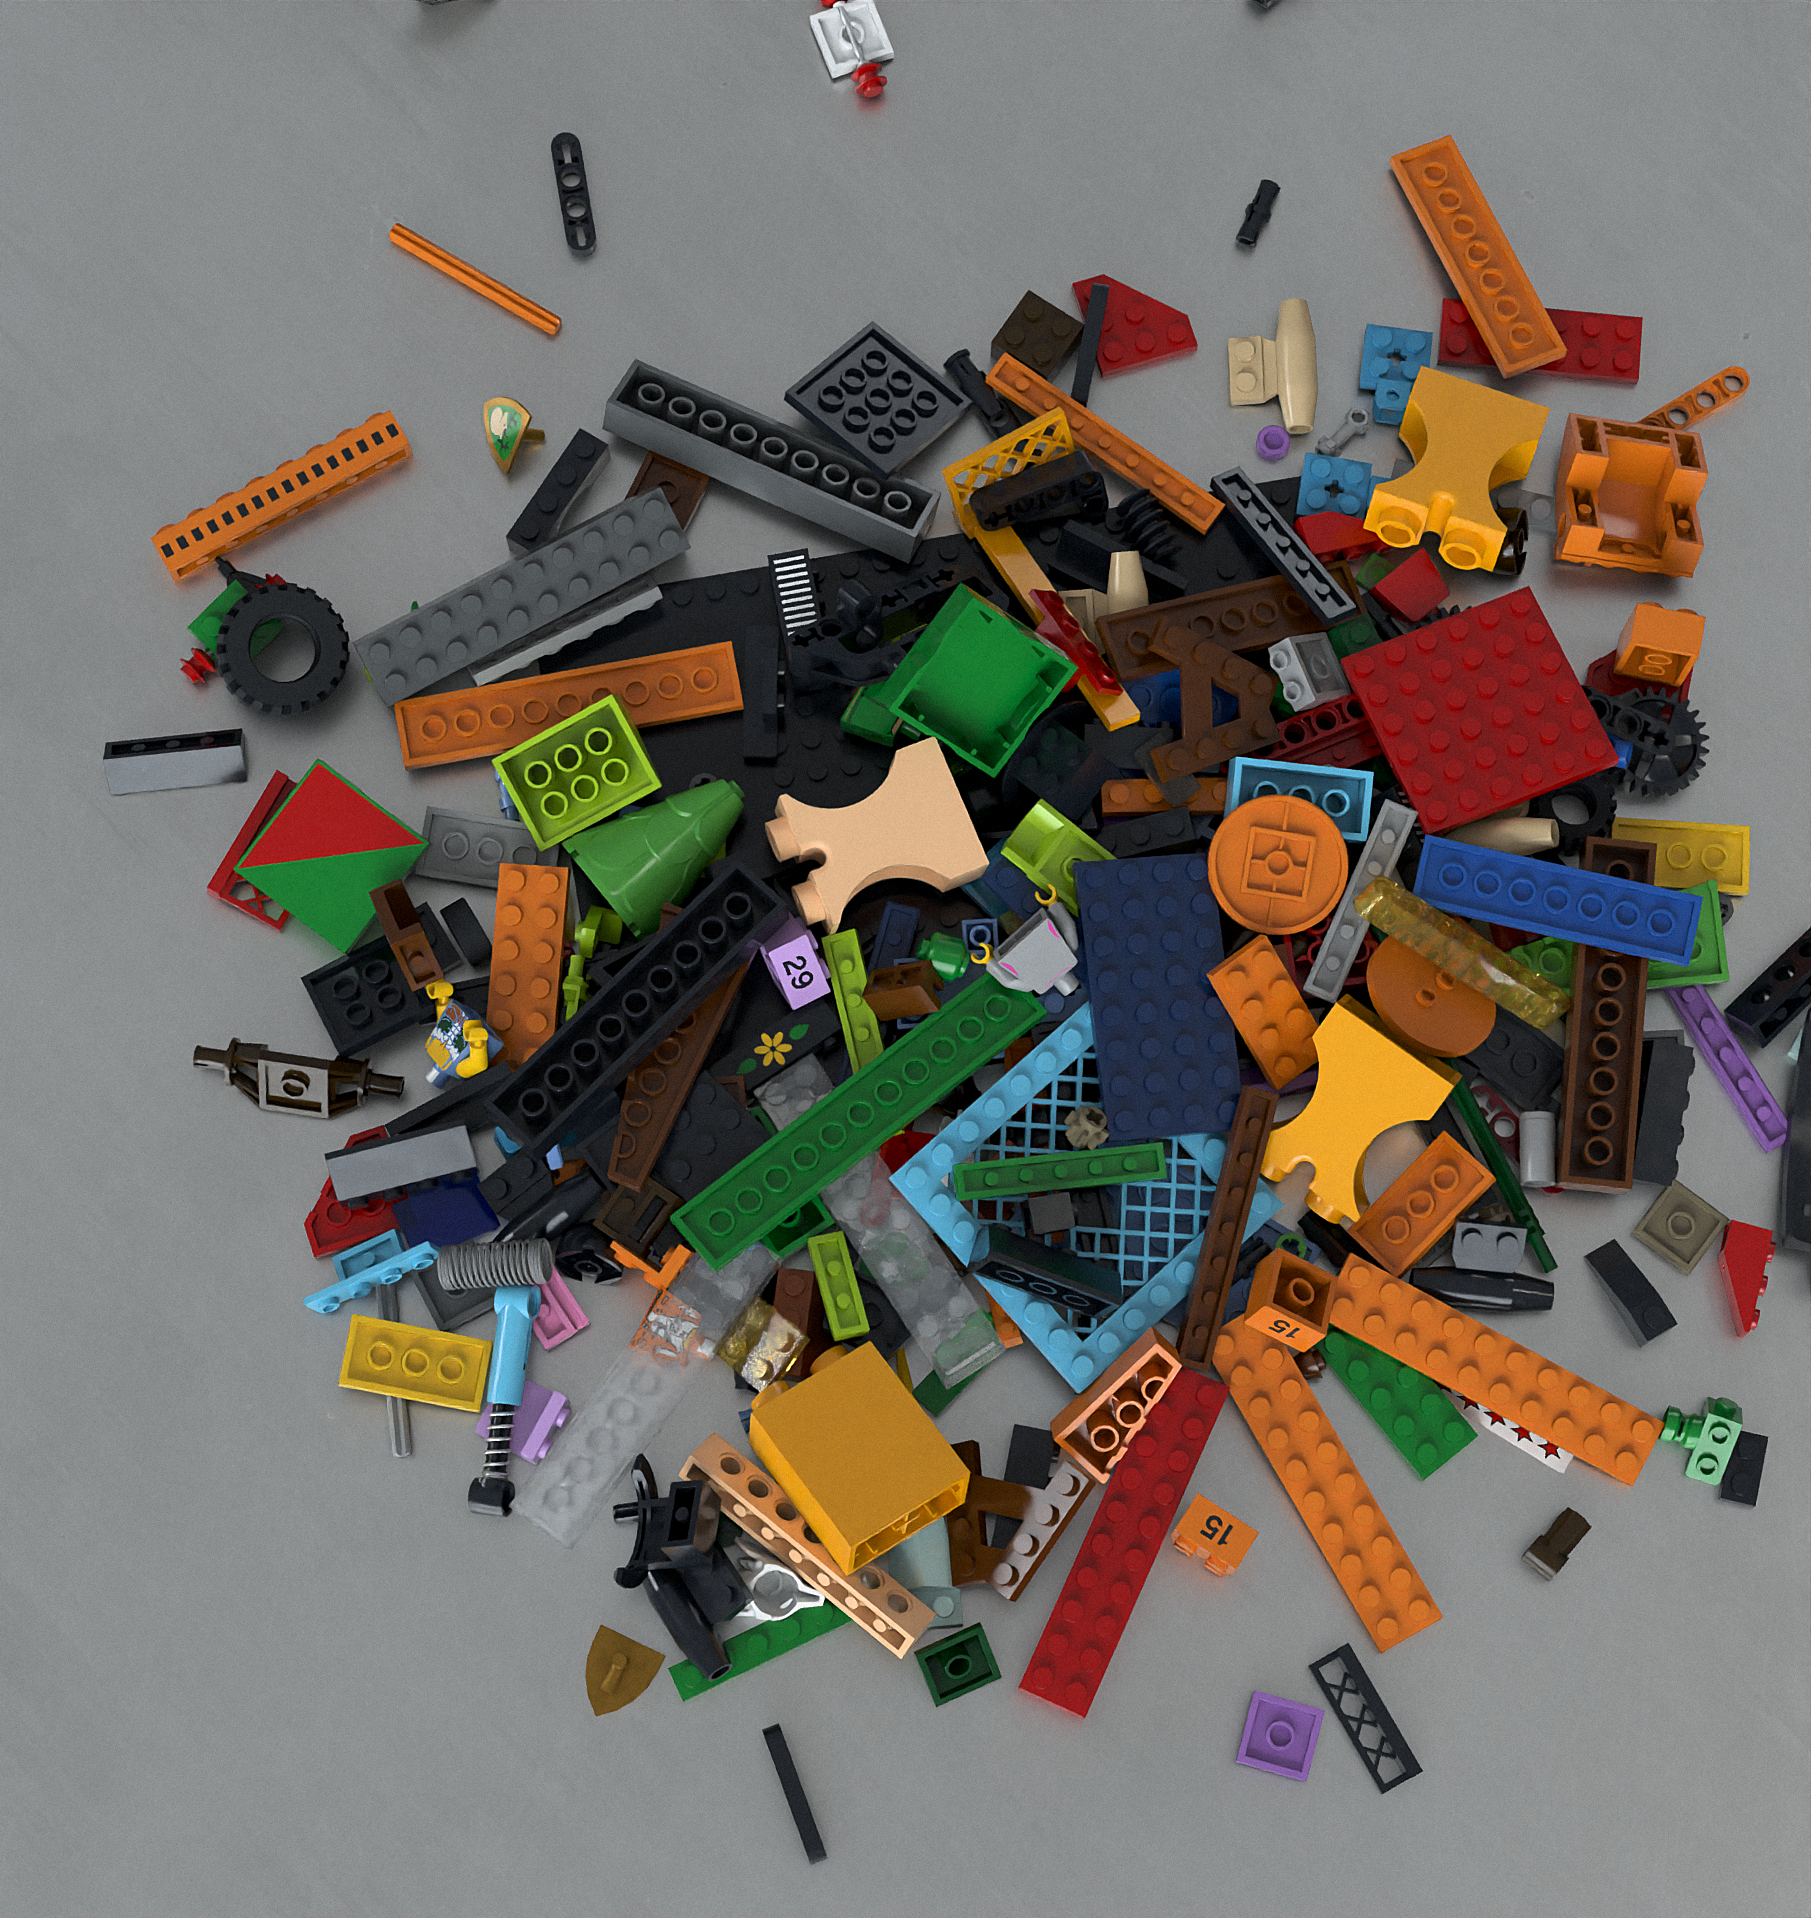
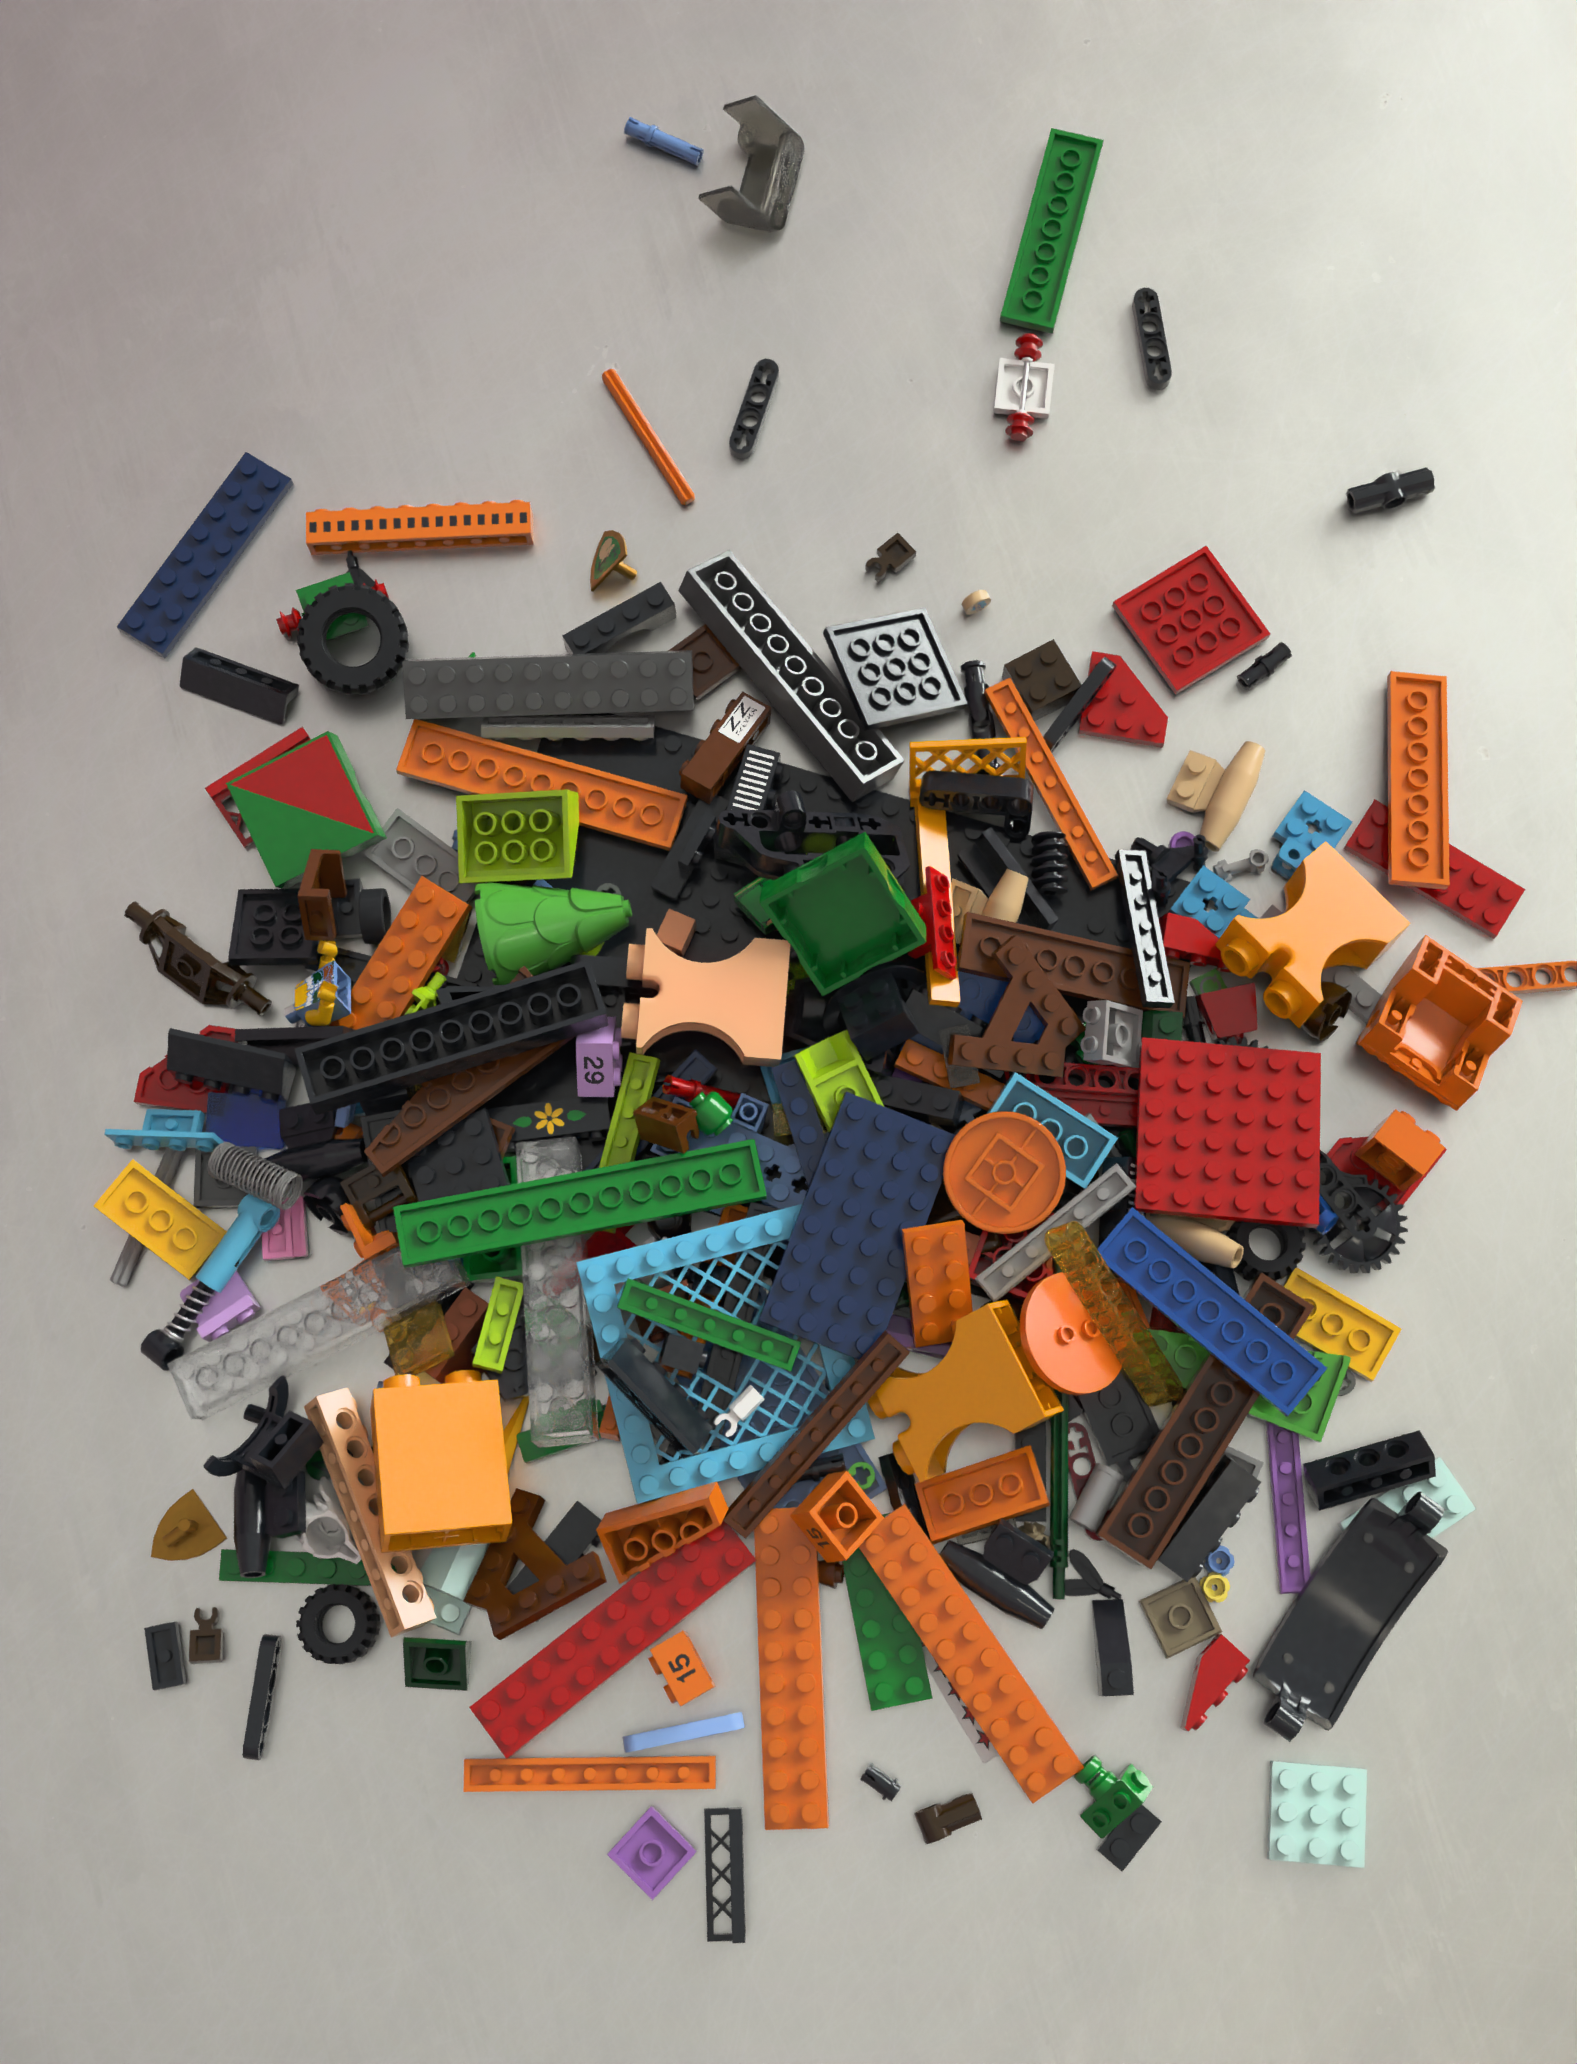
camera: 30 degrees right, 0 degrees up
(58, 638) = (205, 555): none -> dark blue plate
(599, 925) = (467, 960): lime bracket -> none
(670, 1806) = (165, 1656): none -> black plate
(704, 1769) = (207, 1642): none -> dark brown plate
(743, 571) = (725, 747): none -> reddish brown brick
(798, 784) = (676, 932): none -> nougat brick
(803, 1668) = (312, 1618): none -> black tyre
(808, 281) = (893, 555): none -> dark brown plate
(908, 942) = (691, 1088): none -> red pin
(923, 289) = (976, 602): none -> tan tile
(1037, 952) = (780, 1146): light grey torso -> none
(1086, 1127) = (747, 1301): dark tan gear -> none
(1135, 1243) = (740, 1409): none -> white bar
(1157, 200) = (1191, 619): none -> red plate
(1174, 1692) = (589, 1773): none -> orange plate
(1246, 1600) = (683, 1732): none -> light blue beam
(1271, 465) = (1170, 862): none -> black axle
(1474, 1545) = (881, 1782): none -> black pin
(1574, 1237) = (1091, 1580): none -> black piece
(1698, 1147) = (1227, 1561): none -> medium blue plate
(1703, 1171) = (1222, 1587): none -> light yellow plate

